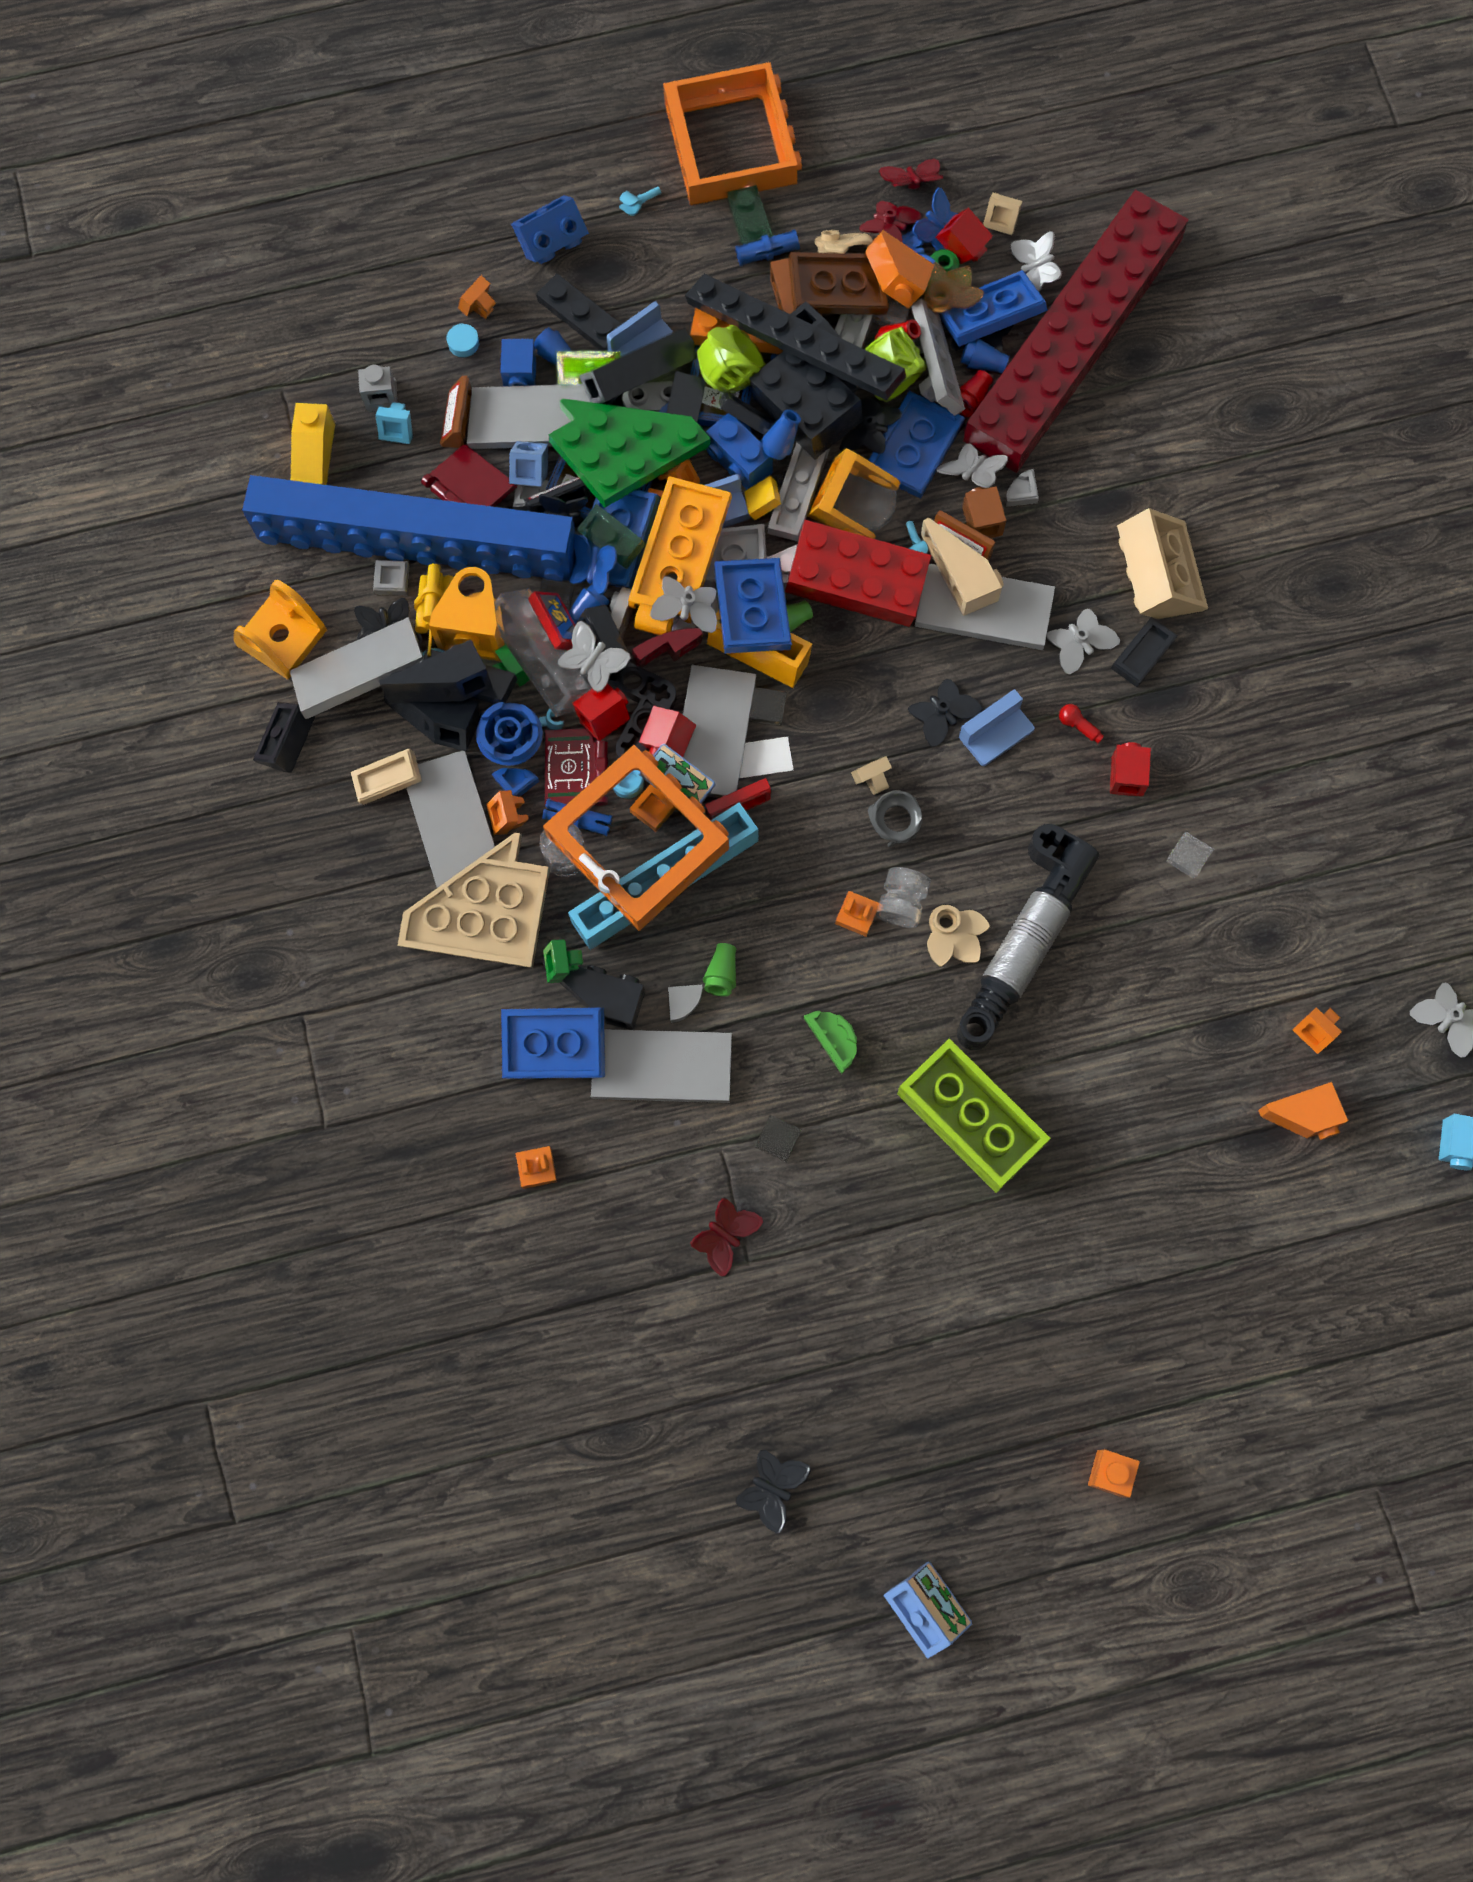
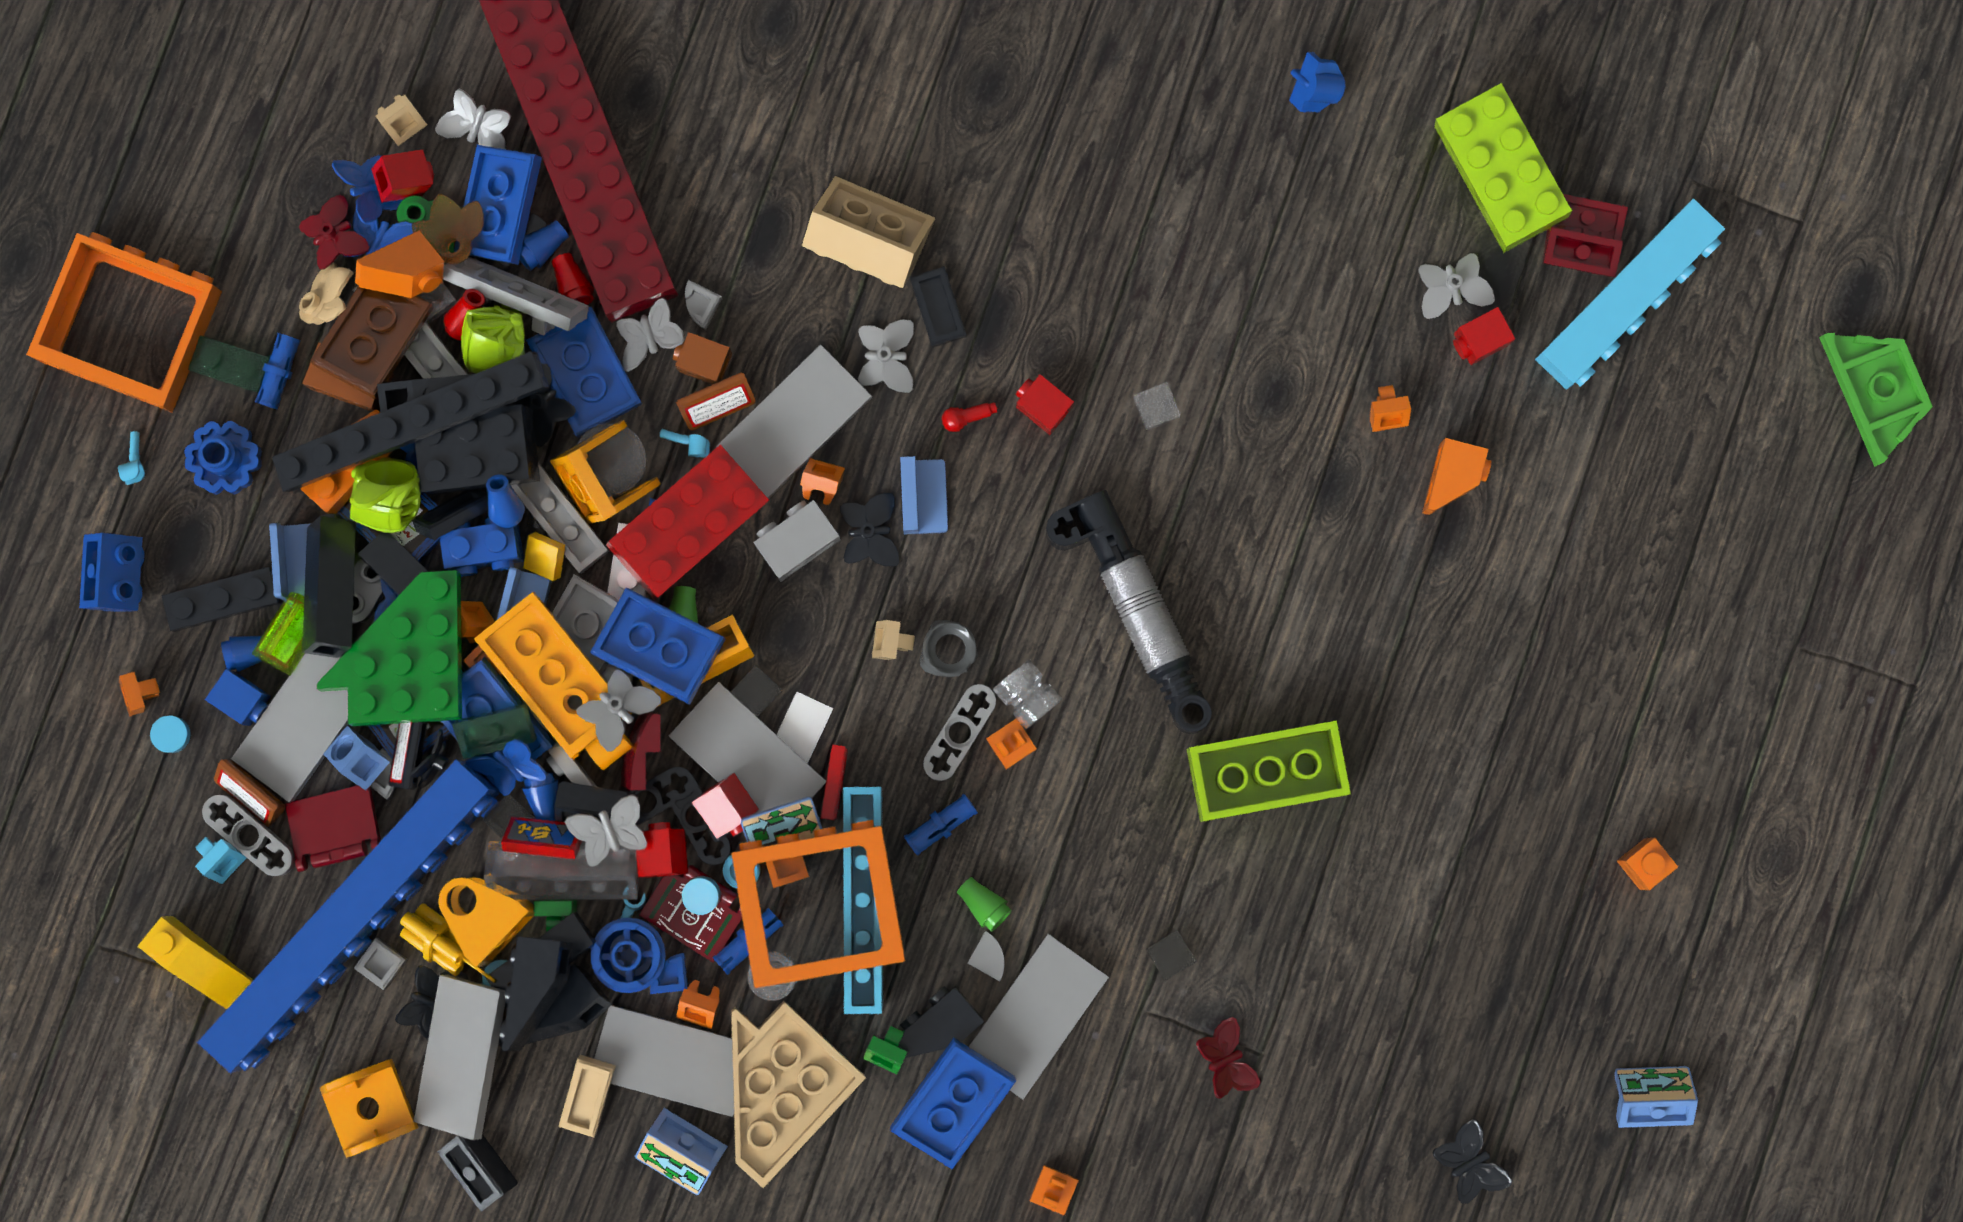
camera: 60 degrees left, 10 degrees up
(377, 380) = (169, 852): light grey brick -> none
(387, 869) = (680, 1151): none -> panel
(419, 422) = (234, 810): none -> light grey beam
(589, 760) = (701, 895): none -> medium azure tile
(599, 872) = (835, 966): white hand -> none
(681, 251) = (223, 457): none -> blue plant
(760, 900) = (940, 824): none -> blue pin
(835, 1036) = (1113, 842): bright green plate -> none
(864, 878) = (966, 704): none -> light grey beam
(899, 660) = (796, 539): none -> light grey brick
(925, 171) = (296, 186): dark red piece -> none
(957, 940) = (1096, 669): tan plate -> none
(959, 650) = (821, 477): none -> orange tile
(963, 569) = (755, 421): tan slope -> none
(1430, 1063) = (1483, 336): none -> red brick

